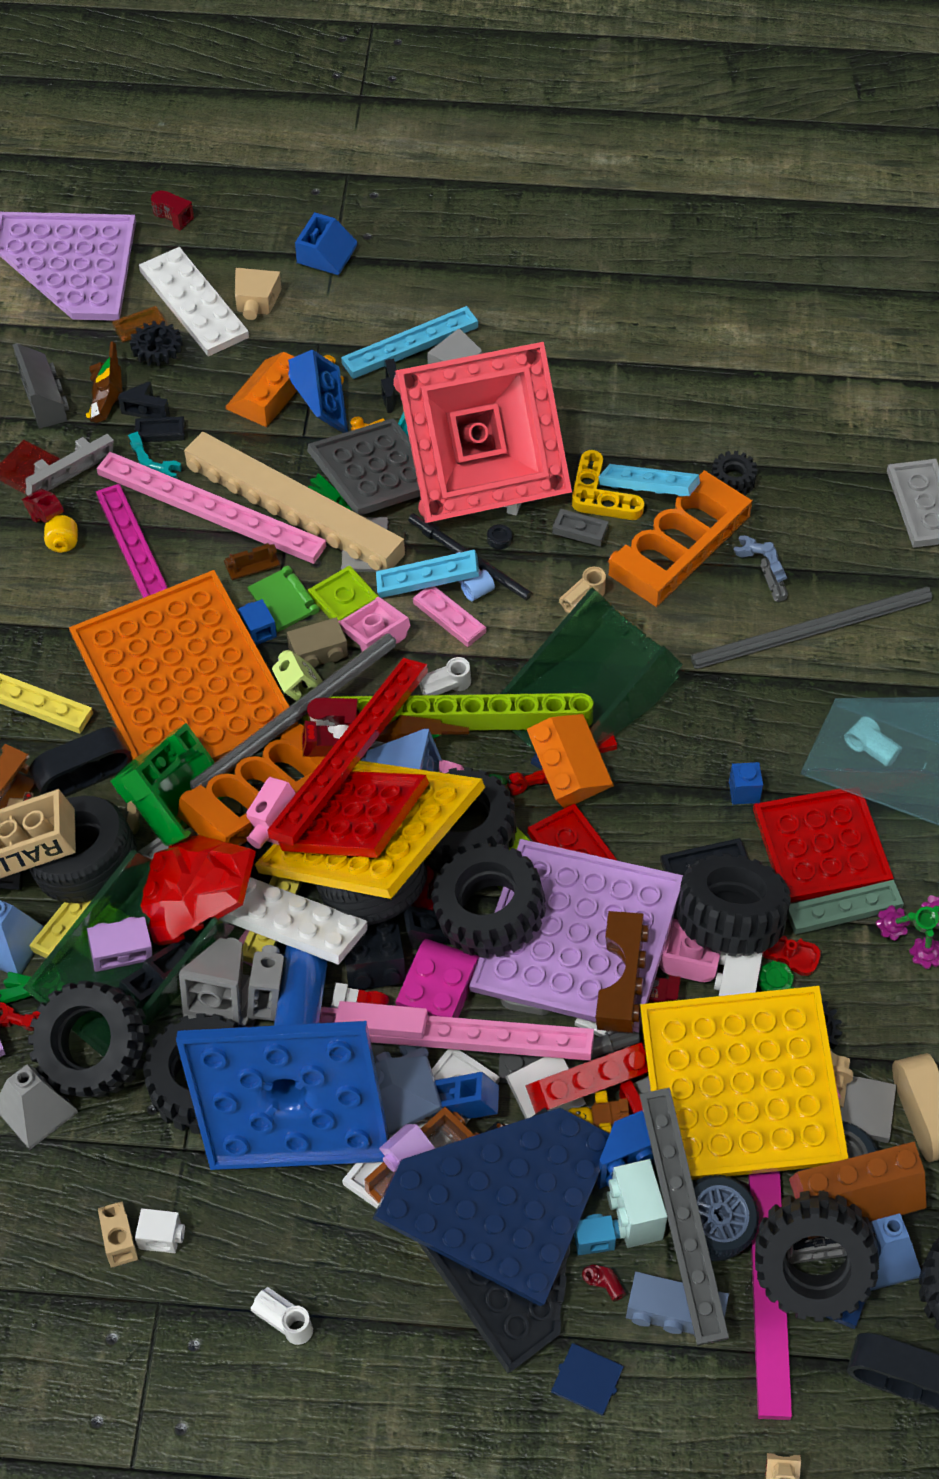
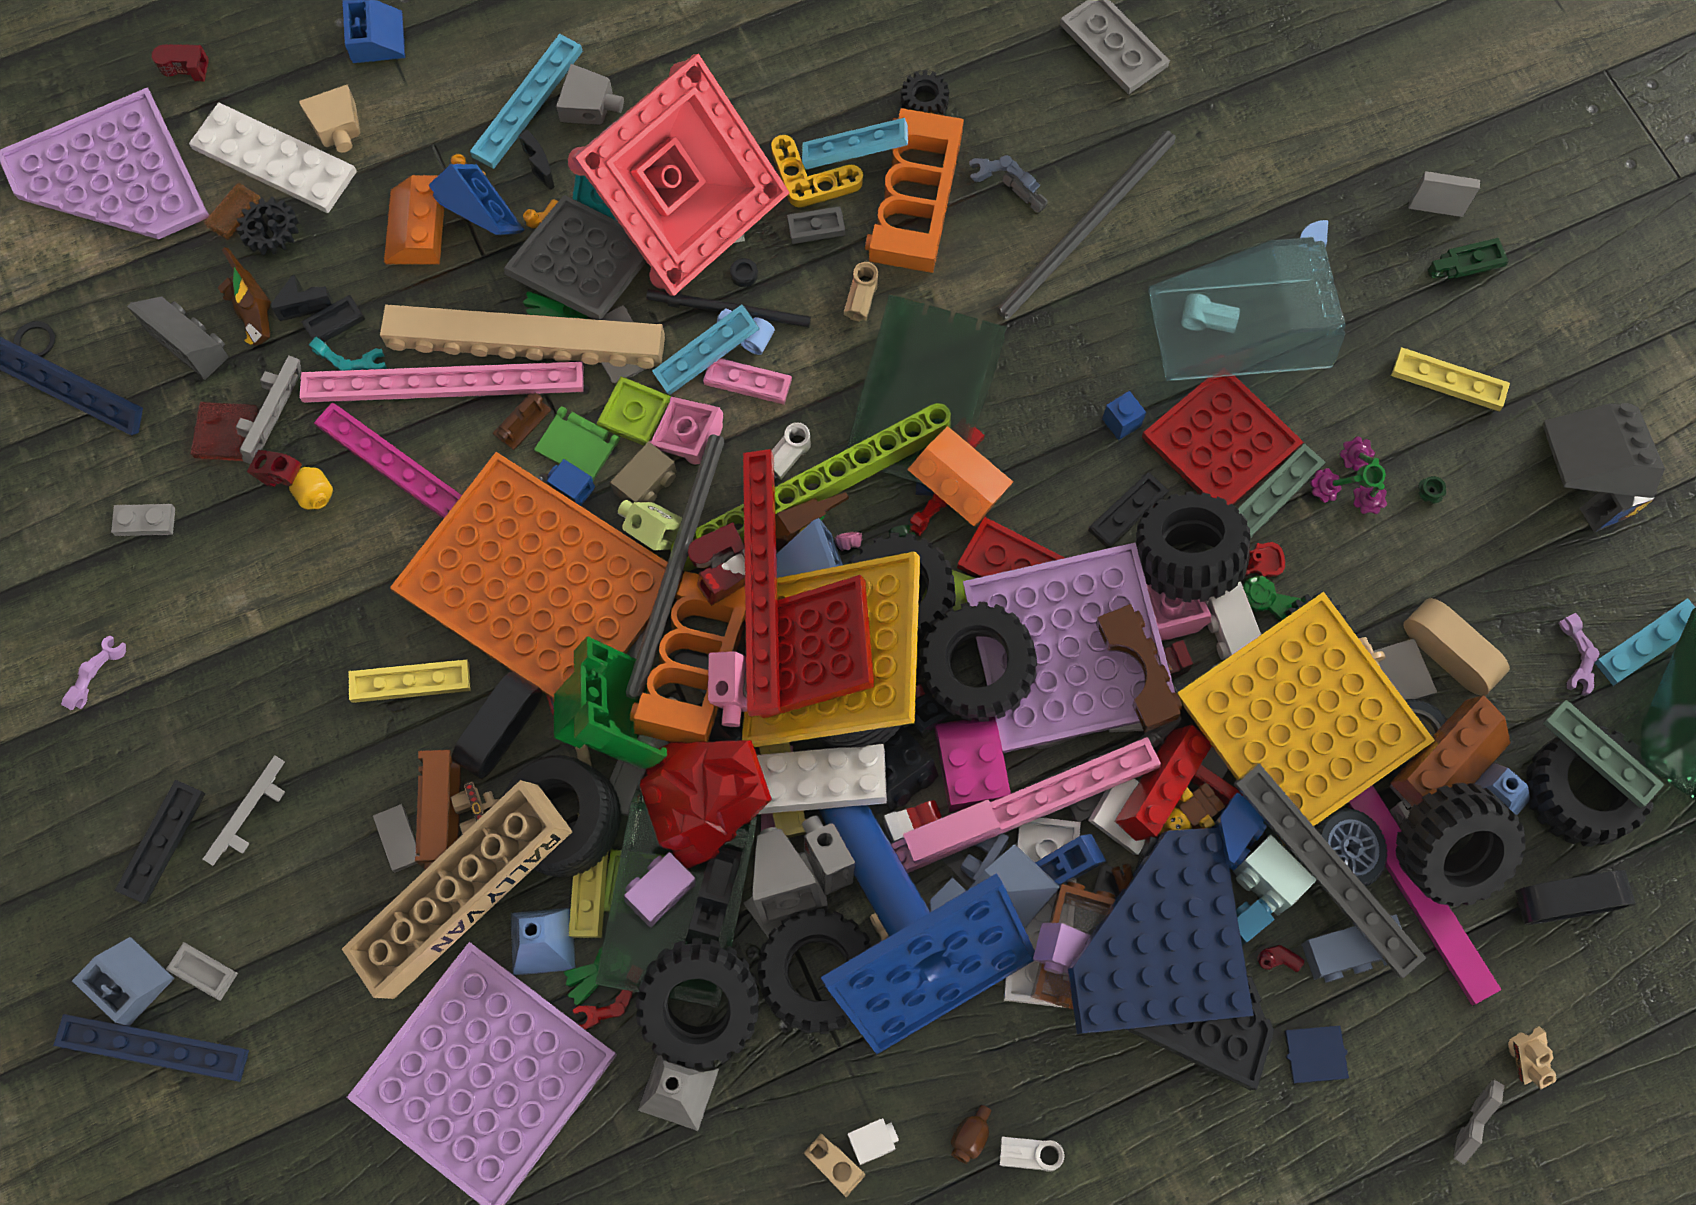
camera: 30 degrees left, 15 degrees up
(243, 1274) = (971, 1136): none -> reddish brown plant

